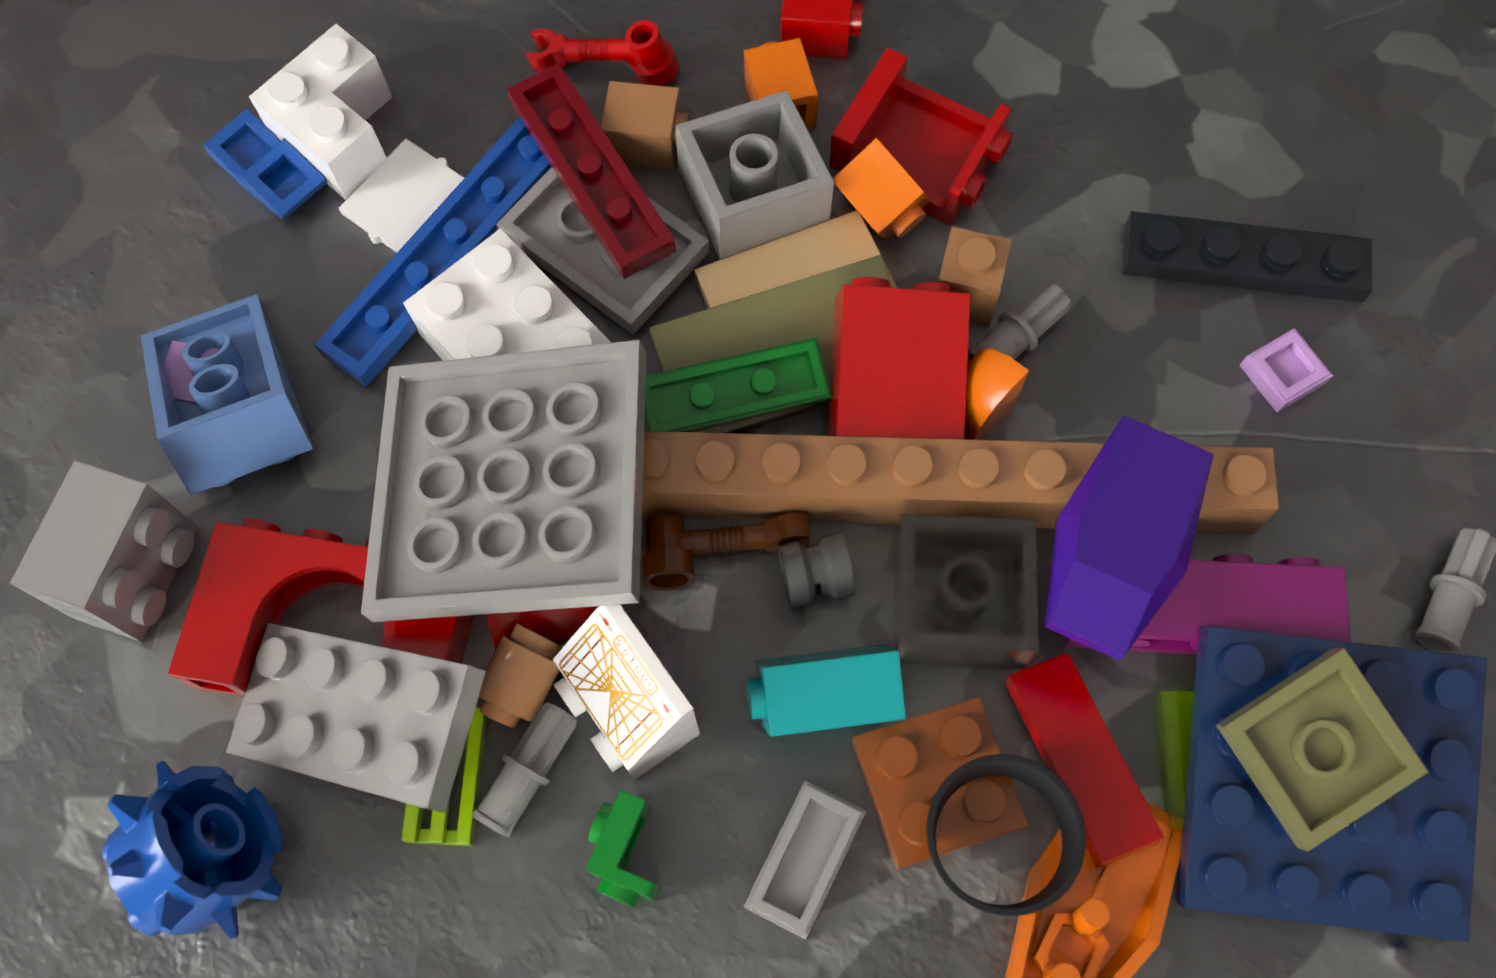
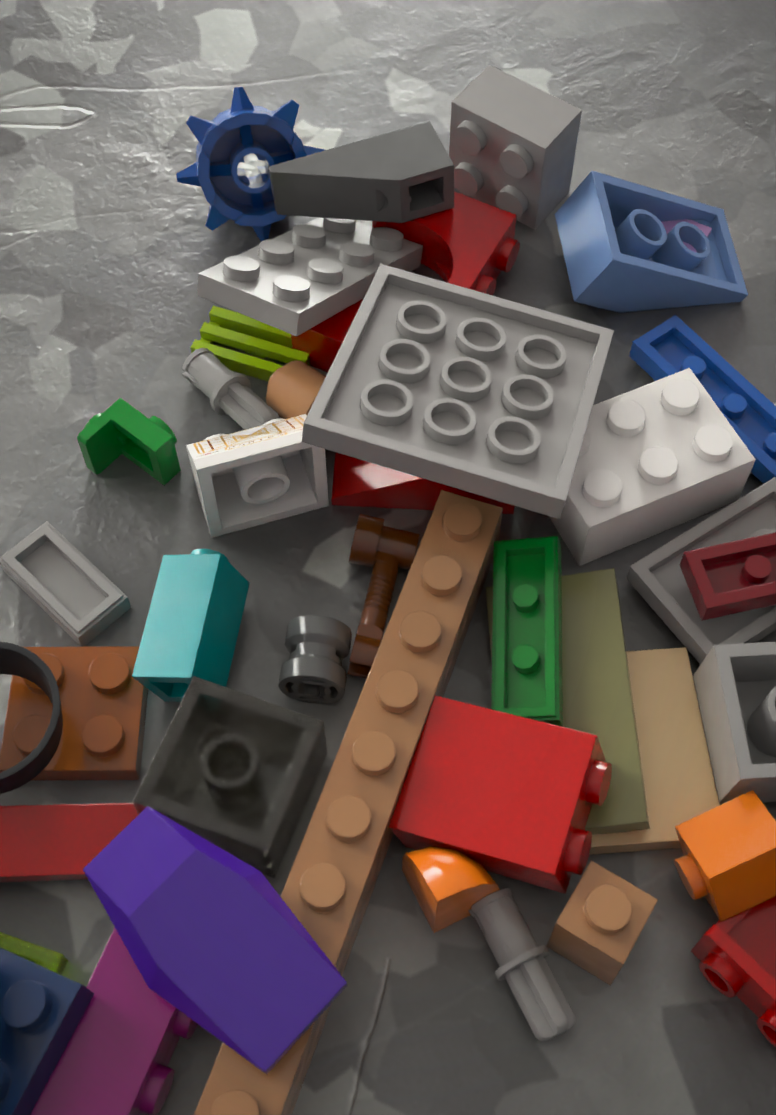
camera: 105 degrees right, 10 degrees down
(210, 673) = (372, 179): none -> dark grey slope

